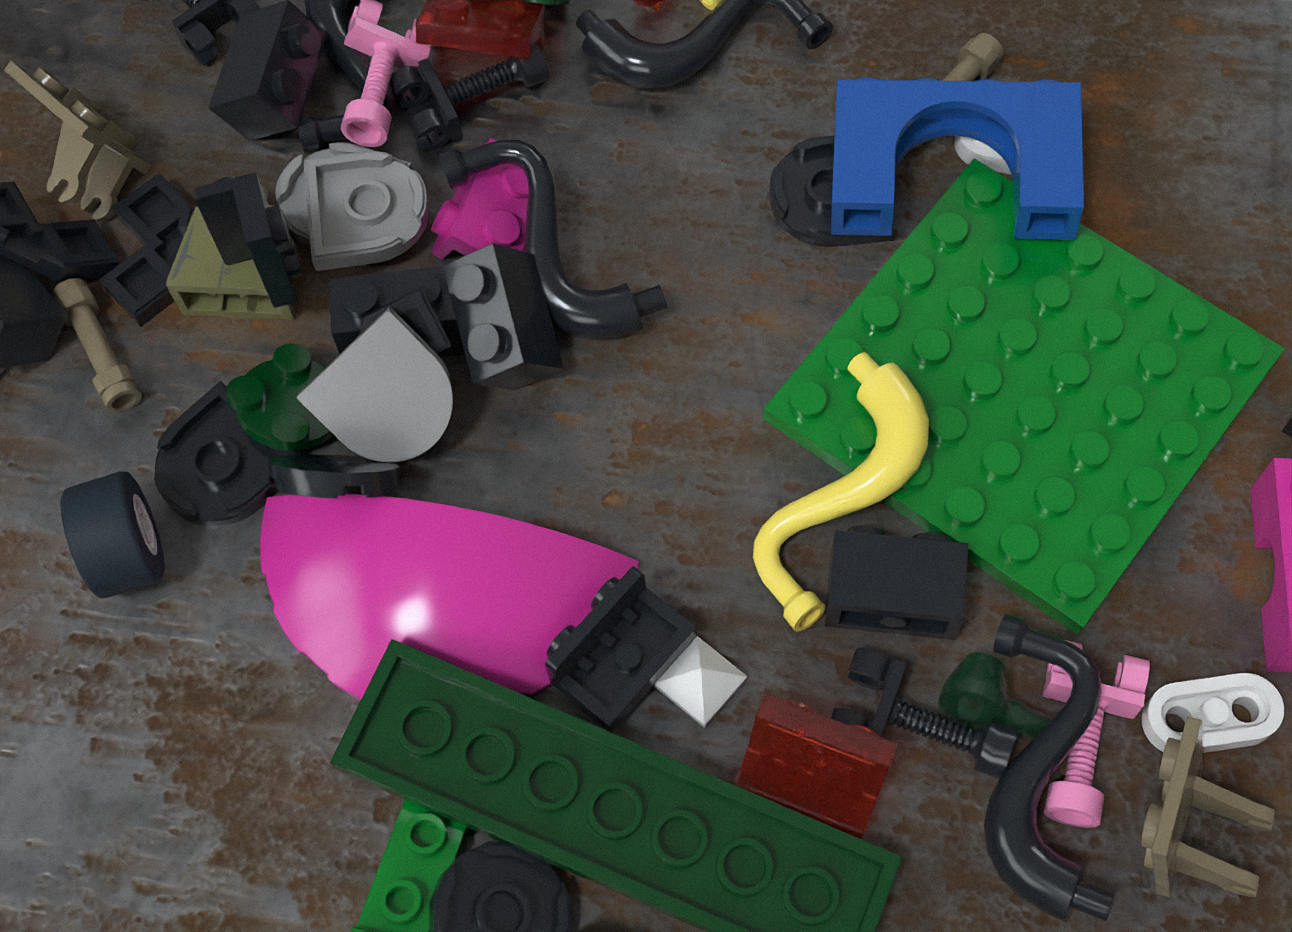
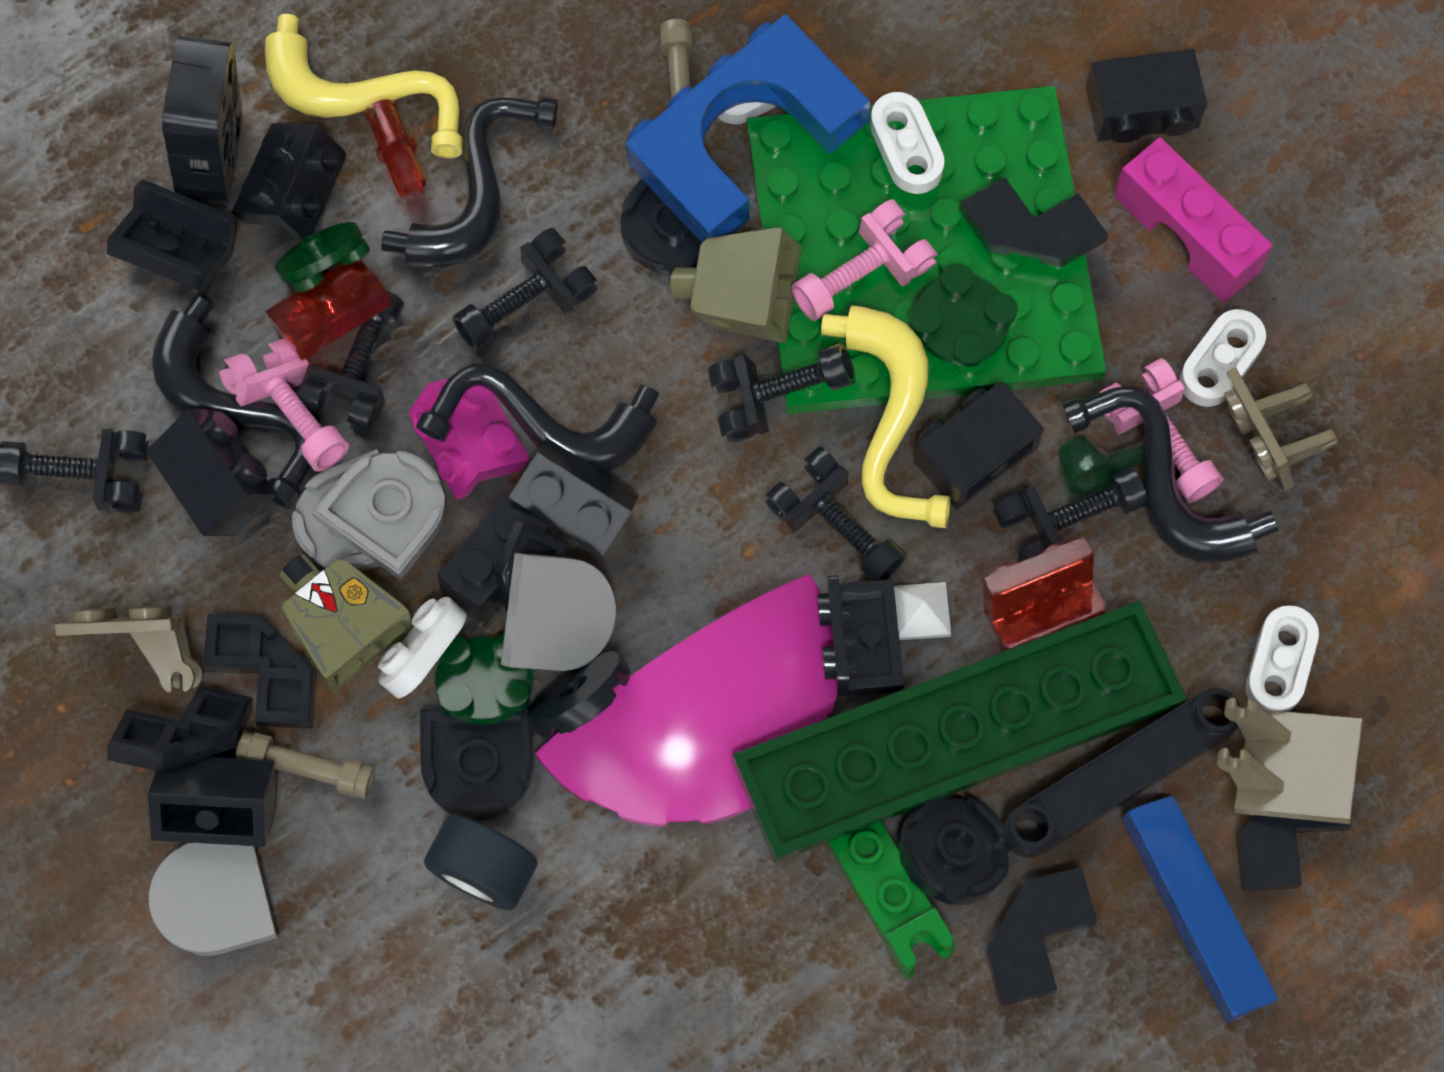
camera: 50 degrees left, 5 degrees up
(243, 334) = (410, 661): none -> white plate
(251, 229) = (377, 578): black bracket -> none
(691, 172) = (477, 324): none -> black bar
(709, 603) = (880, 558): none -> black bar
(826, 402) = (730, 375): none -> black bar
(829, 275) = (743, 283): none -> olive torso
(988, 460) = (962, 317): none -> dark green piece
(997, 323) = (816, 294): none -> bright pink bar
(1088, 281) = (908, 146): none -> white plate
(1145, 465) = (1009, 227): none -> black tile

